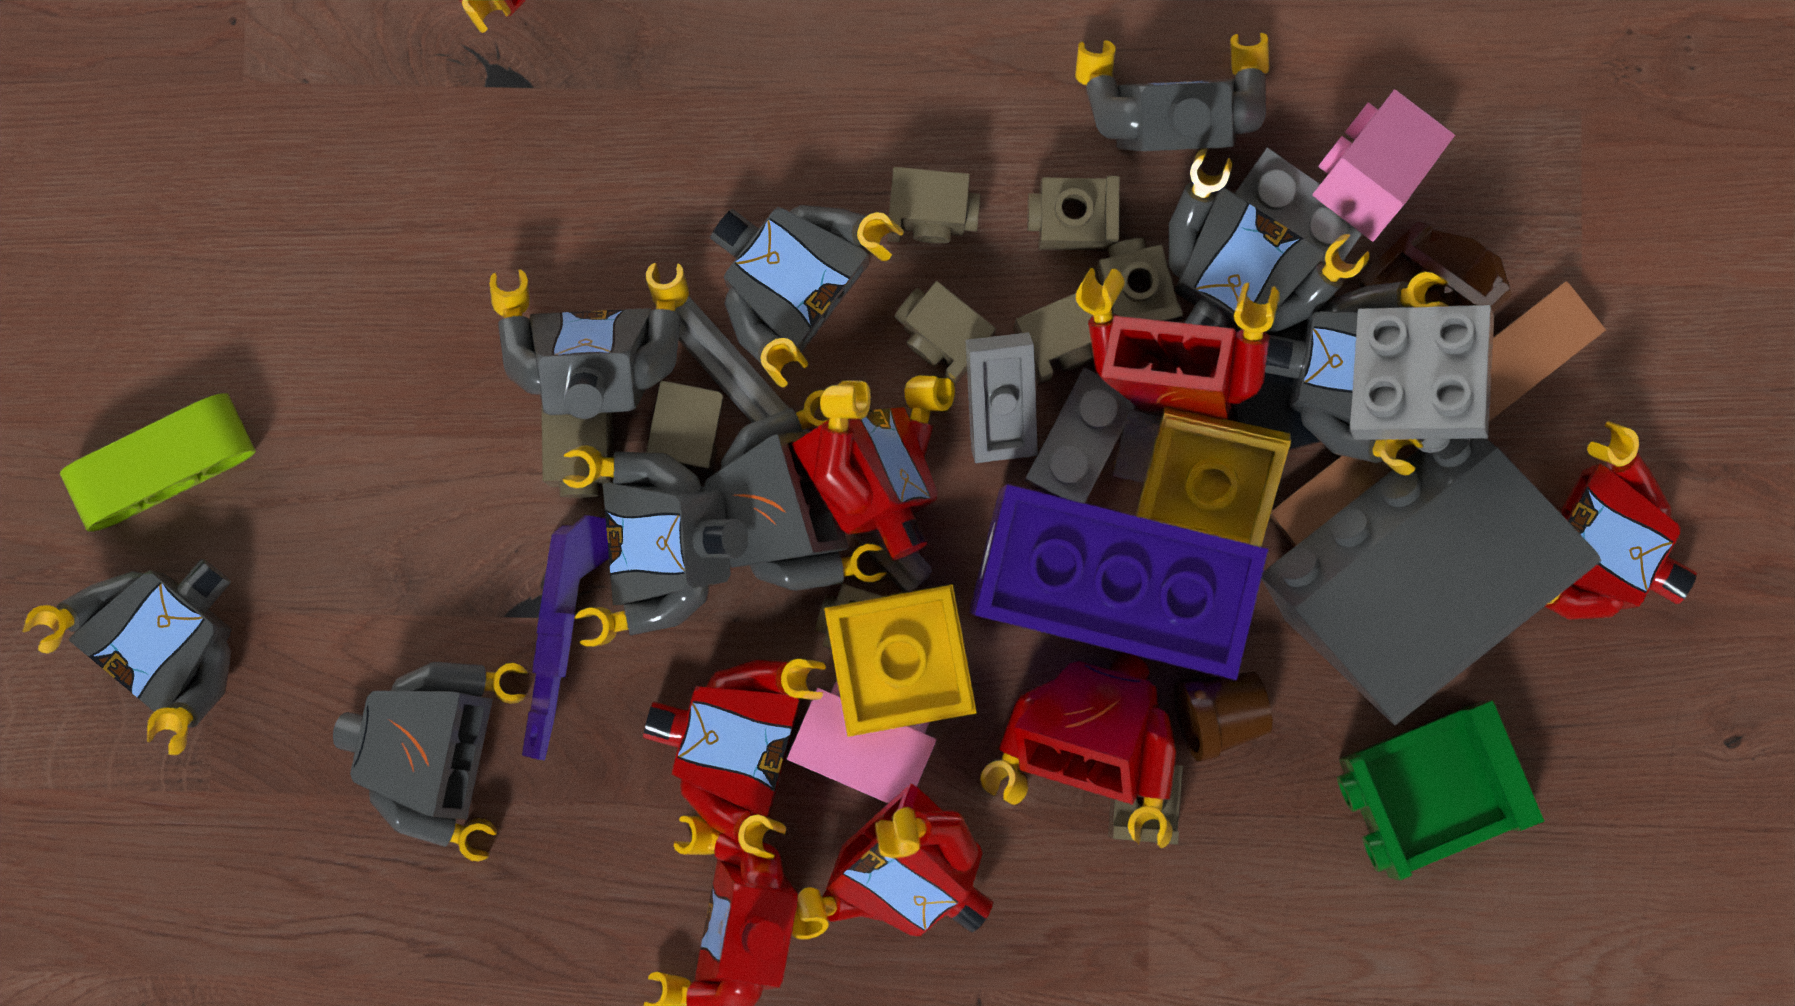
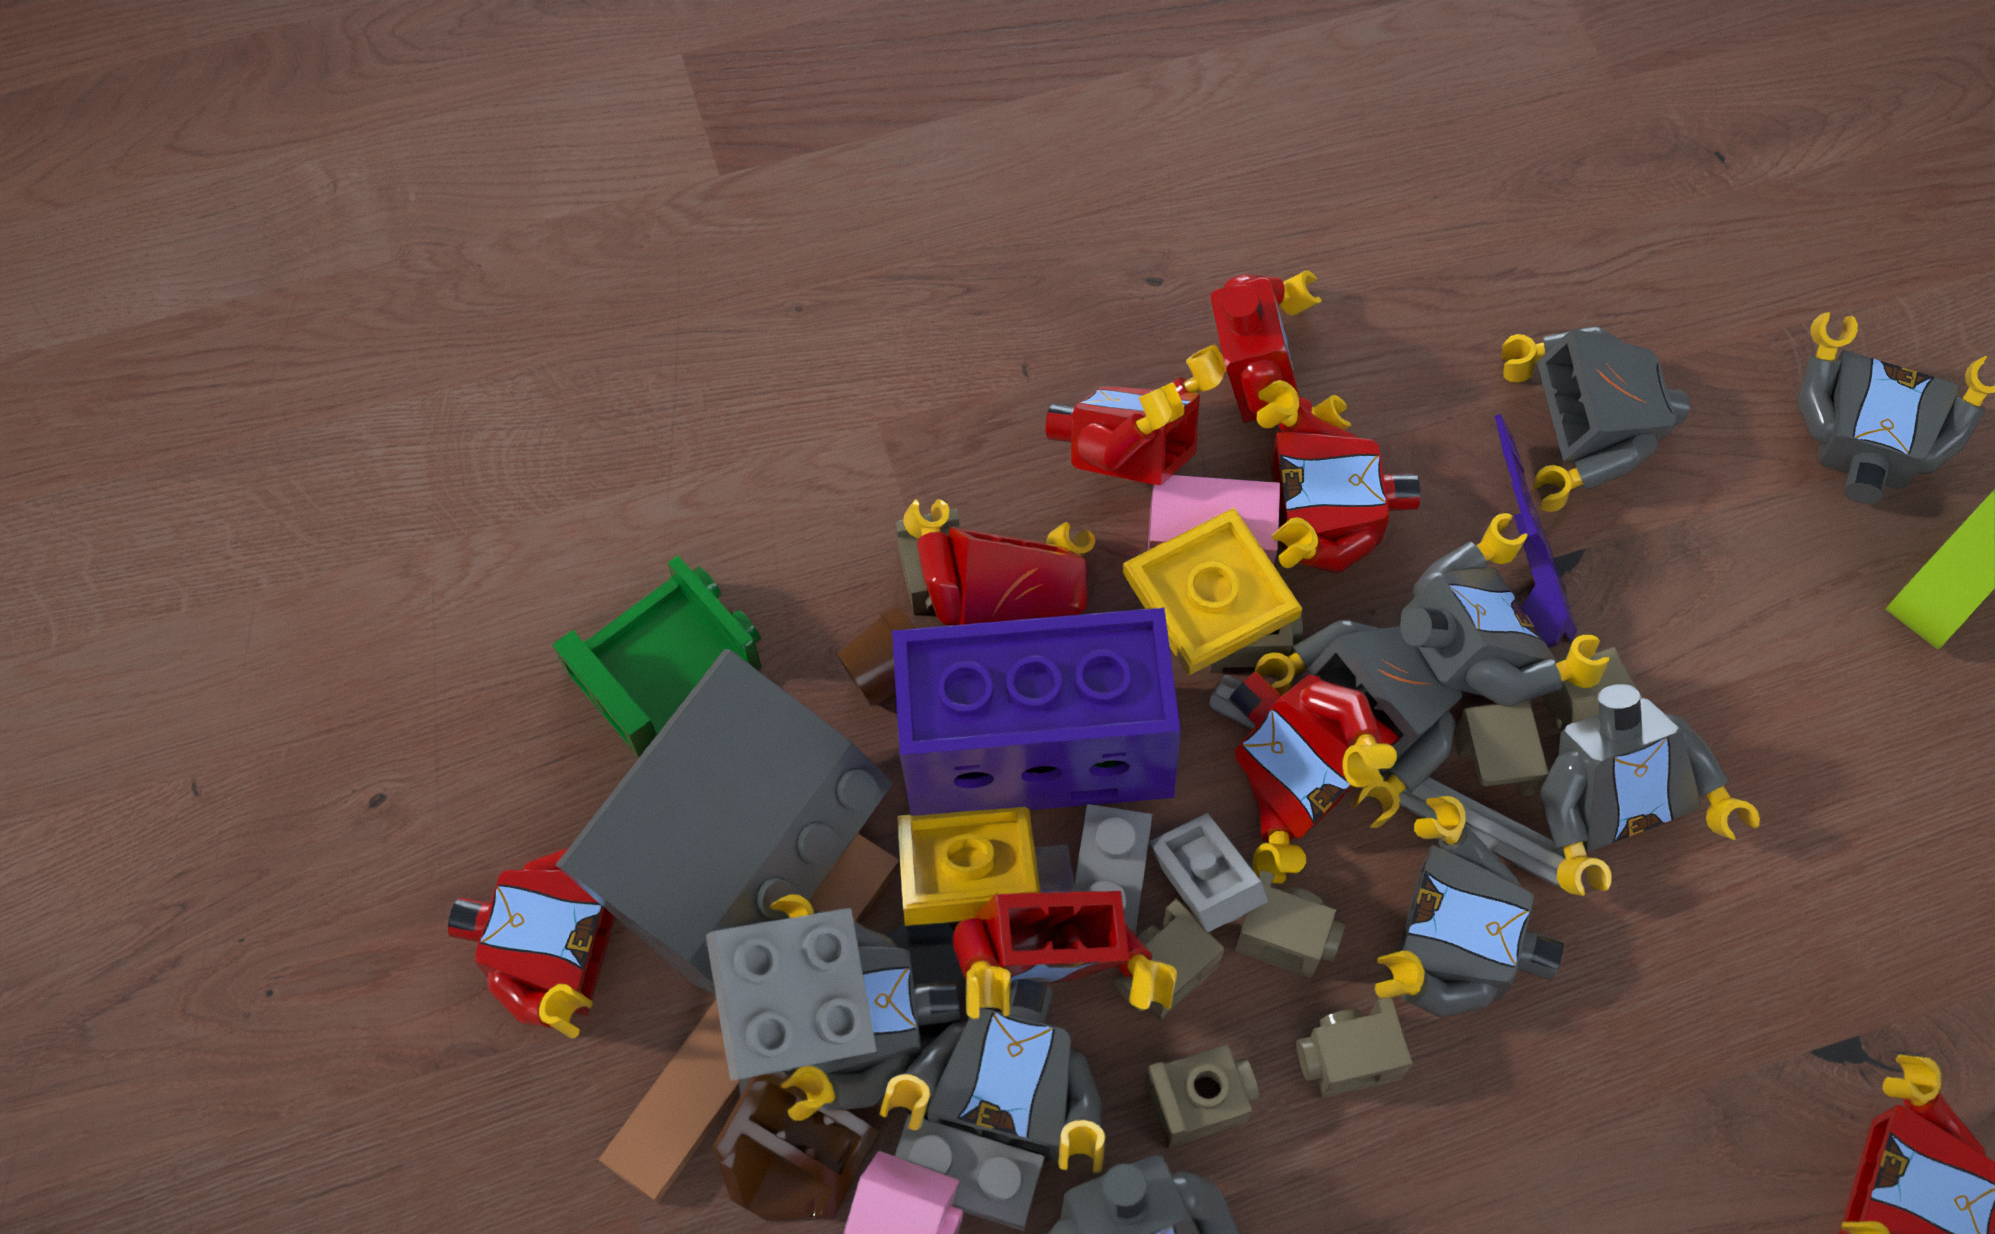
camera: 165 degrees right, 20 degrees down
(1132, 257) = (1091, 1009): dark tan brick -> none

